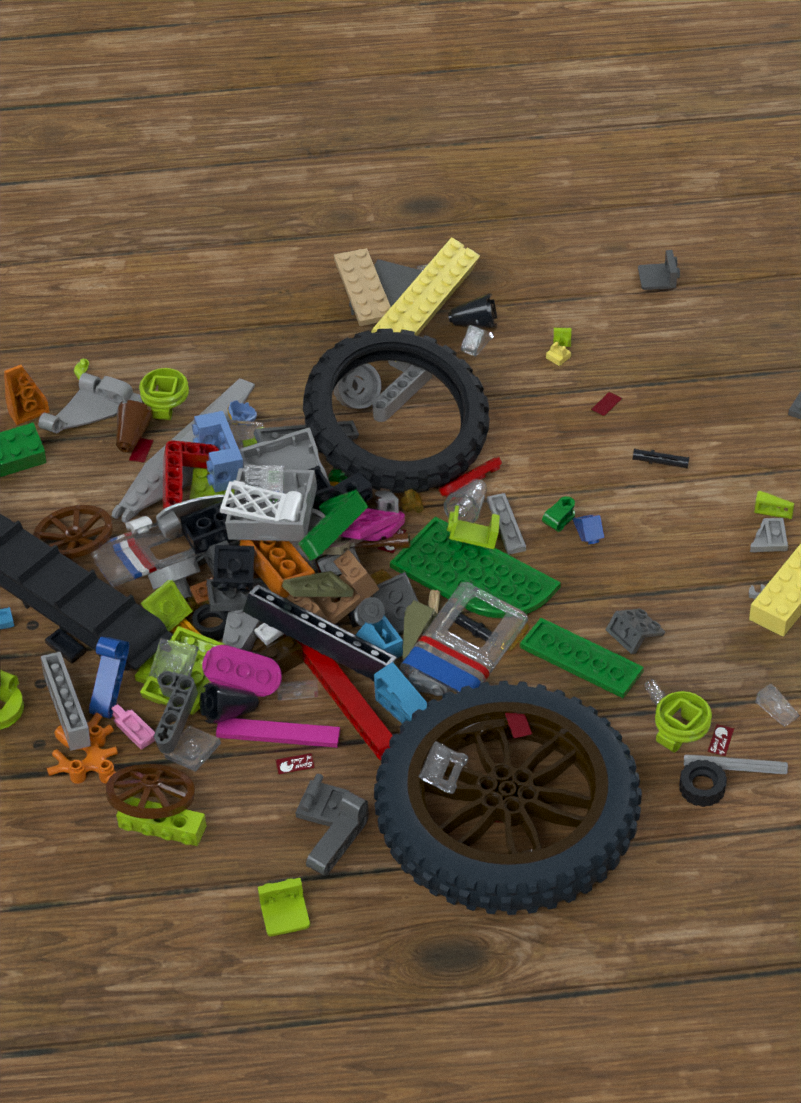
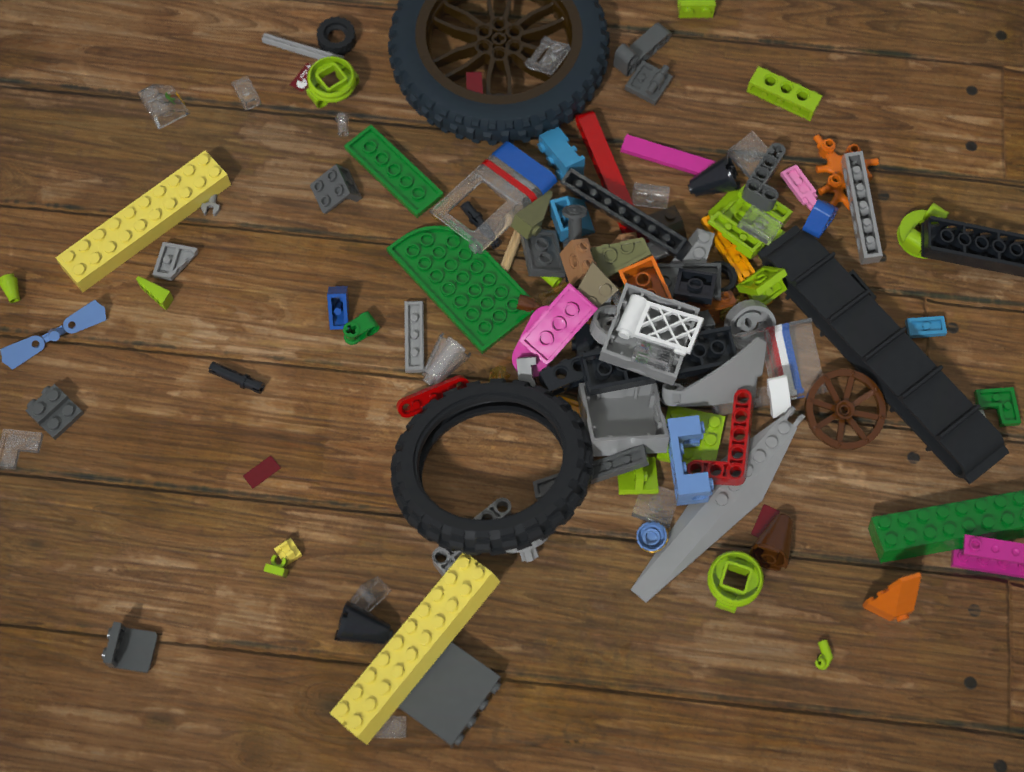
camera: 170 degrees left, 20 degrees up
(93, 402) = (818, 598): light grey panel -> none
(150, 786) = (804, 80): reddish brown wheel -> none
(242, 670) = (700, 202): dark pink tile -> none
(295, 763) = (664, 130): dark red sticker -> none
(339, 515) = (590, 298): green beam -> none
(362, 286) = (480, 694): tan plate -> none
(471, 532) = (449, 318): lime panel -> none

